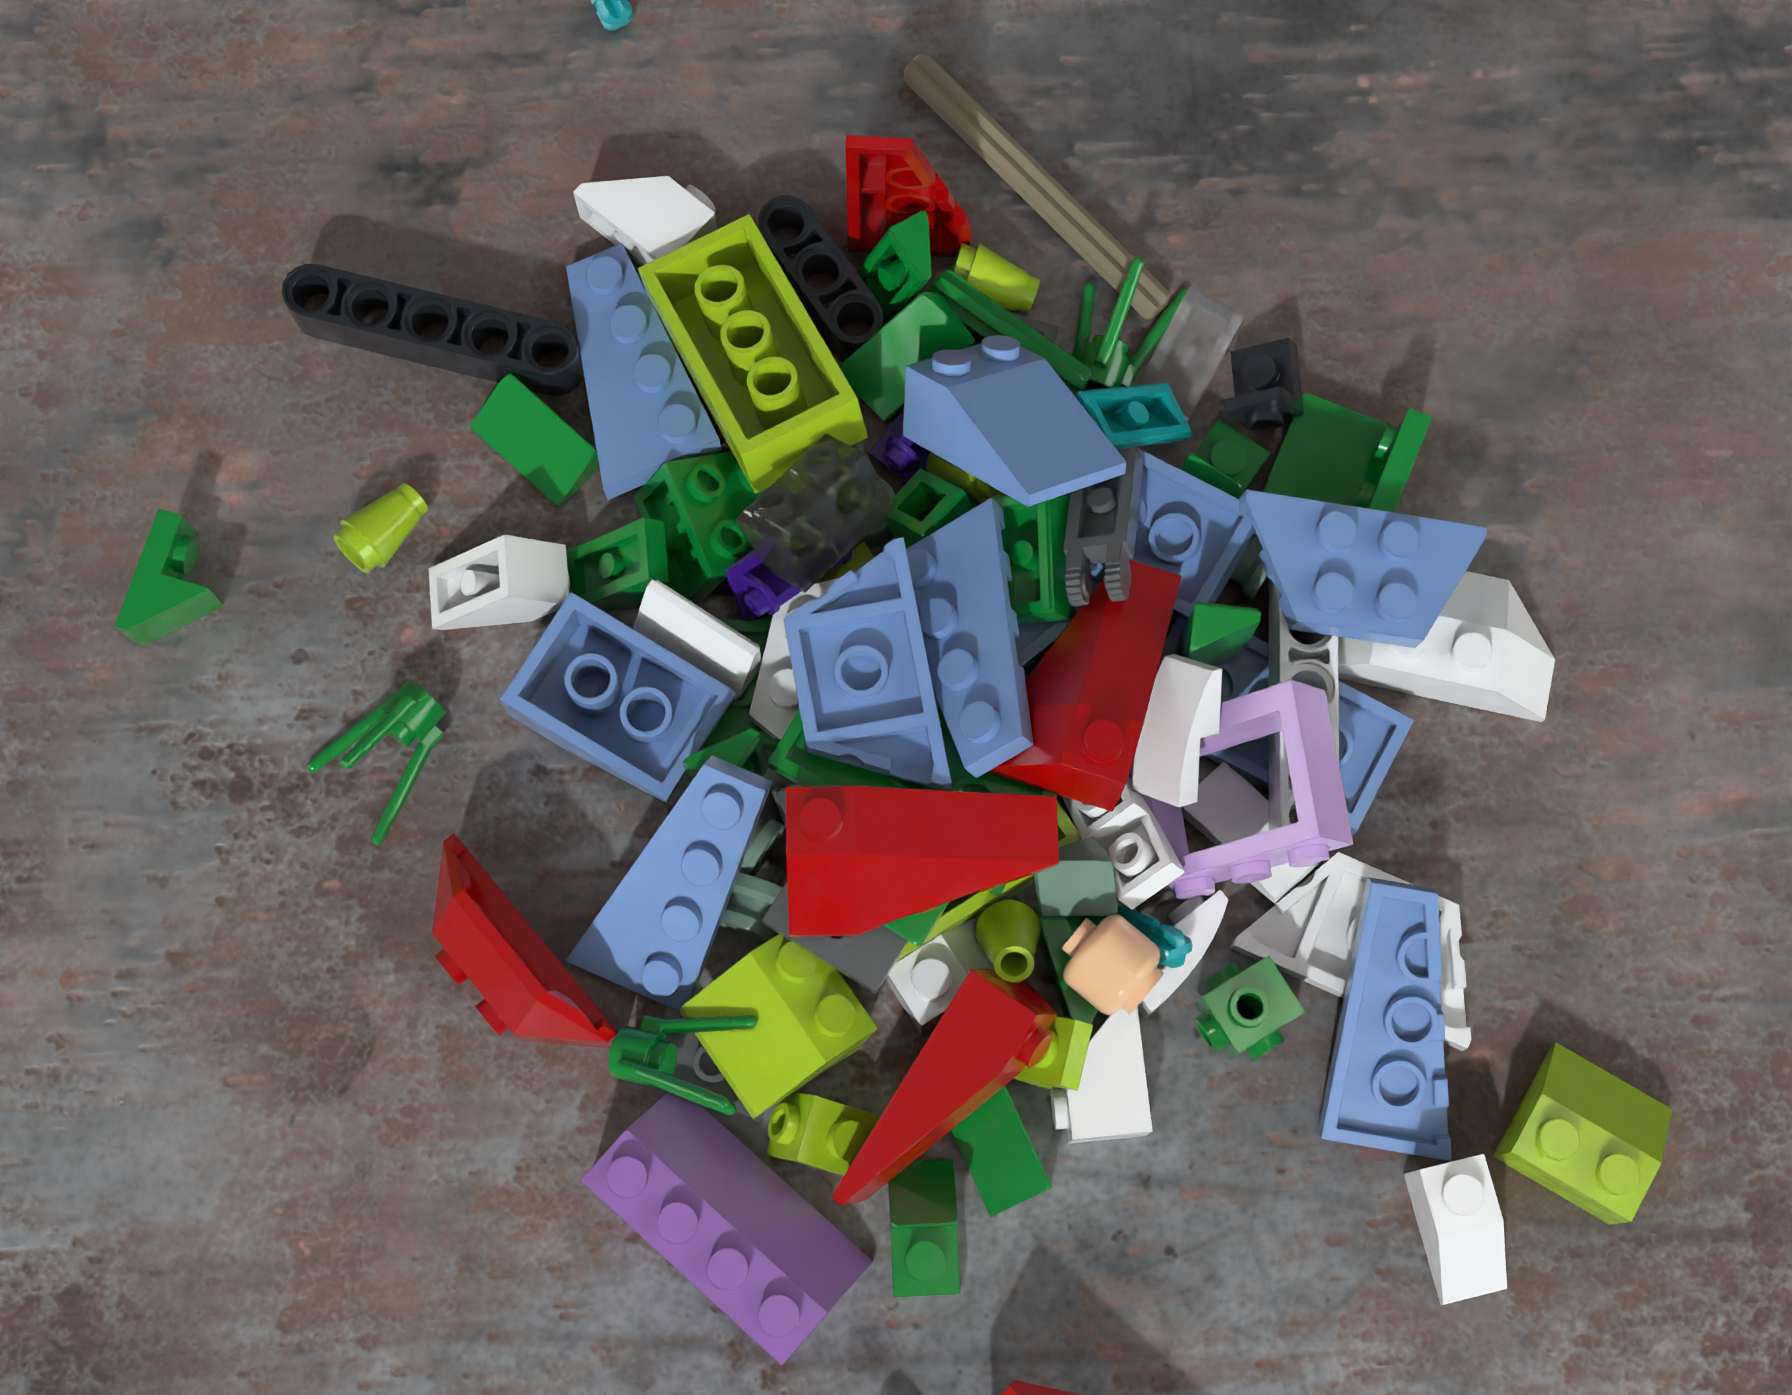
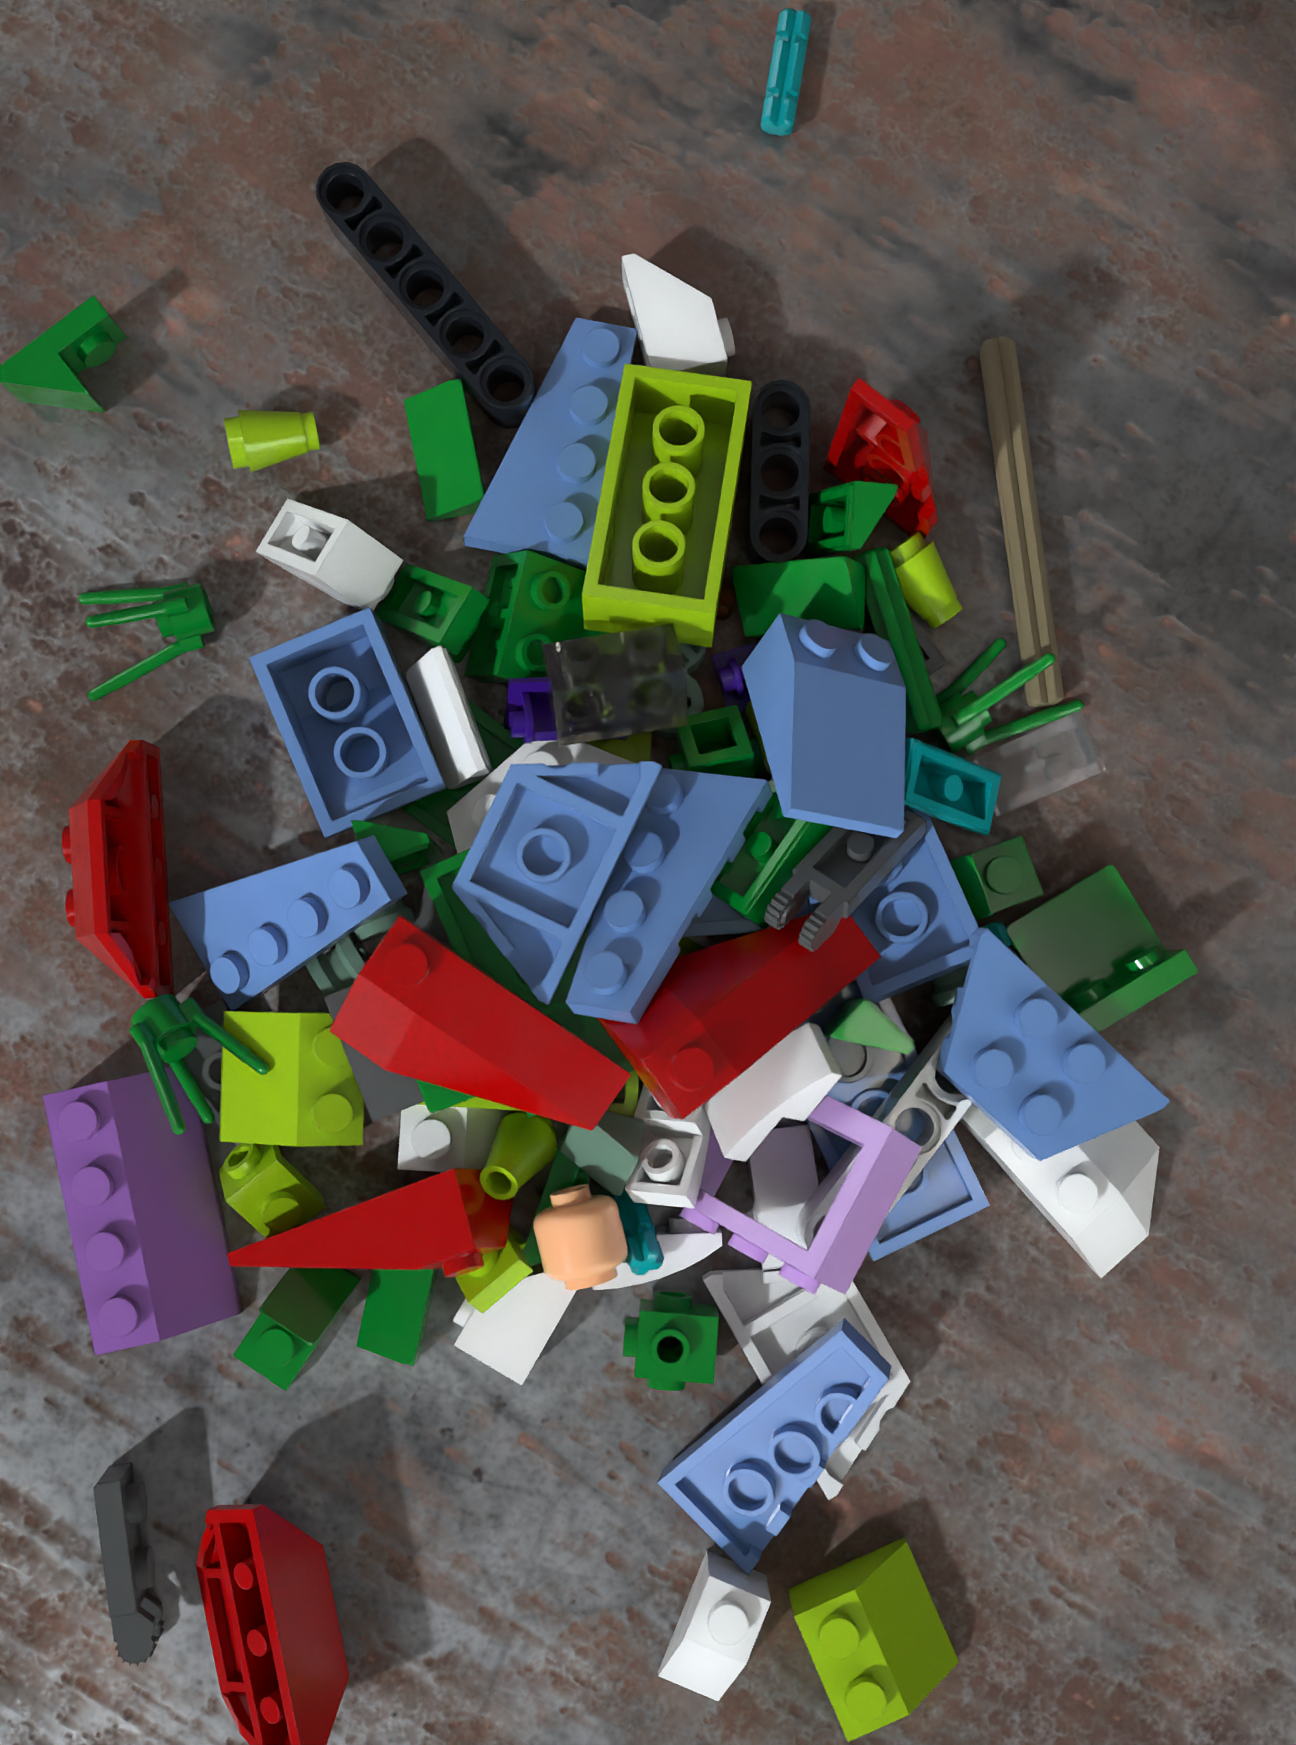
camera: 40 degrees right, 10 degrees up
(1265, 385) = (1083, 835): black bracket -> none

